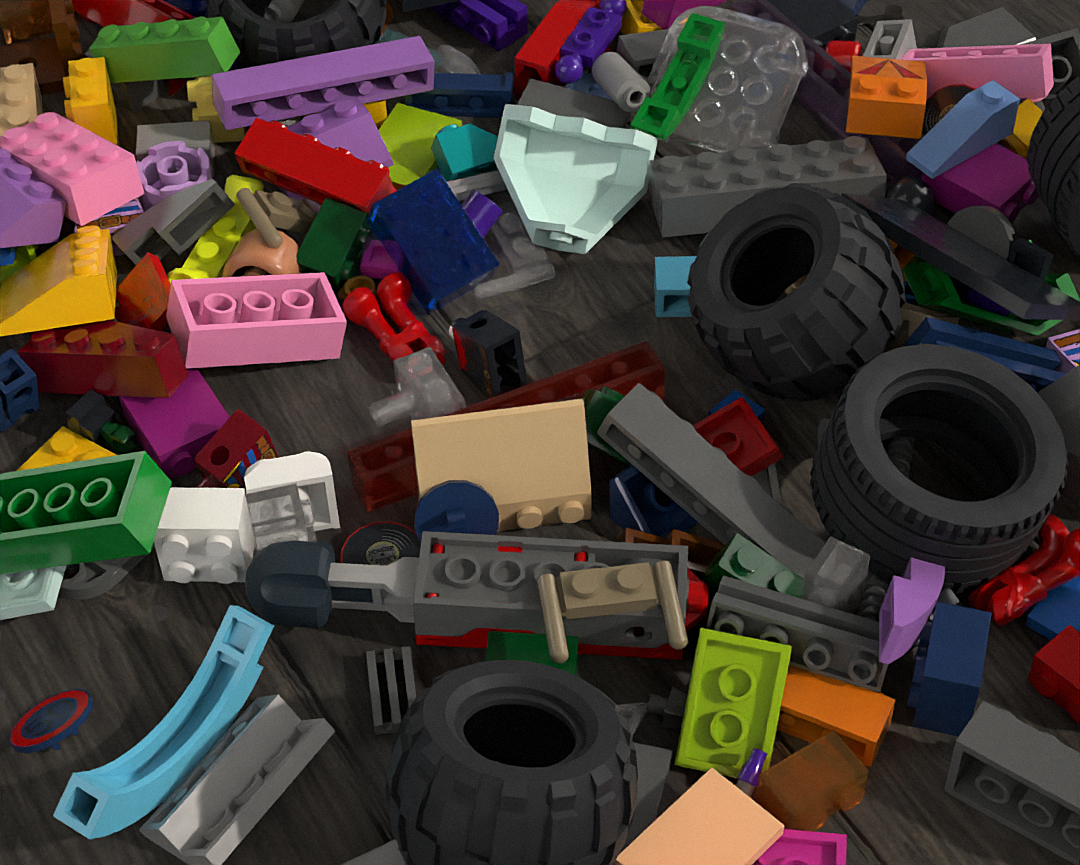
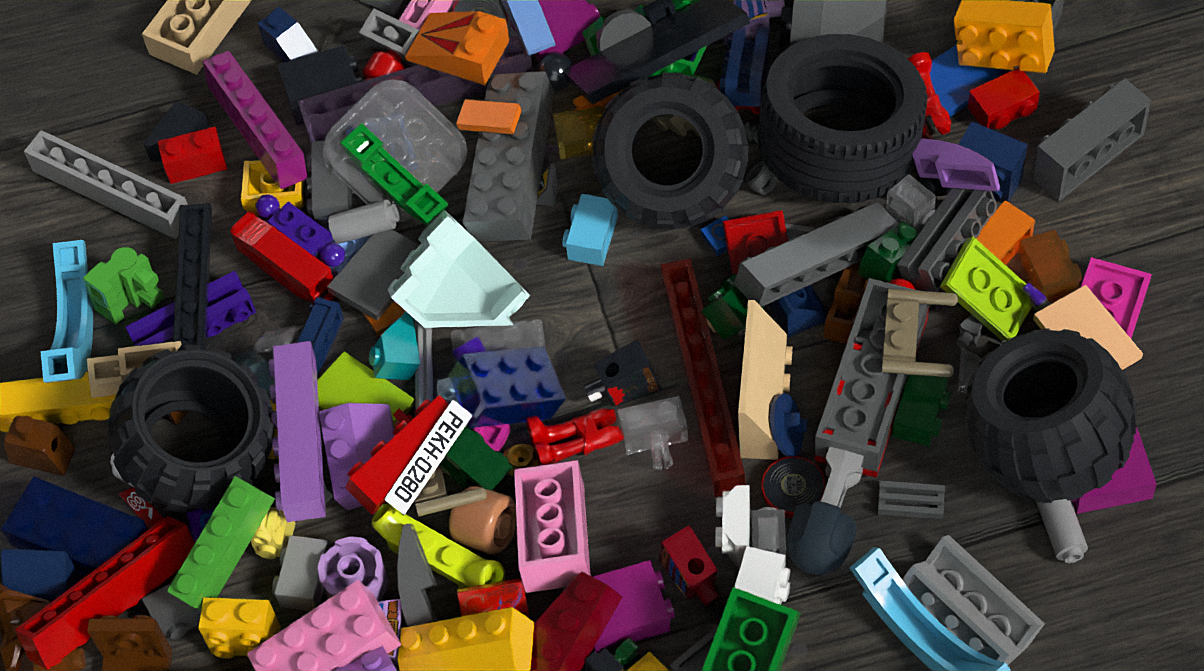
camera: 70 degrees left, 10 degrees up
(308, 183) = (428, 457): none -> white sticker
(796, 140) = (489, 116): none -> orange tile

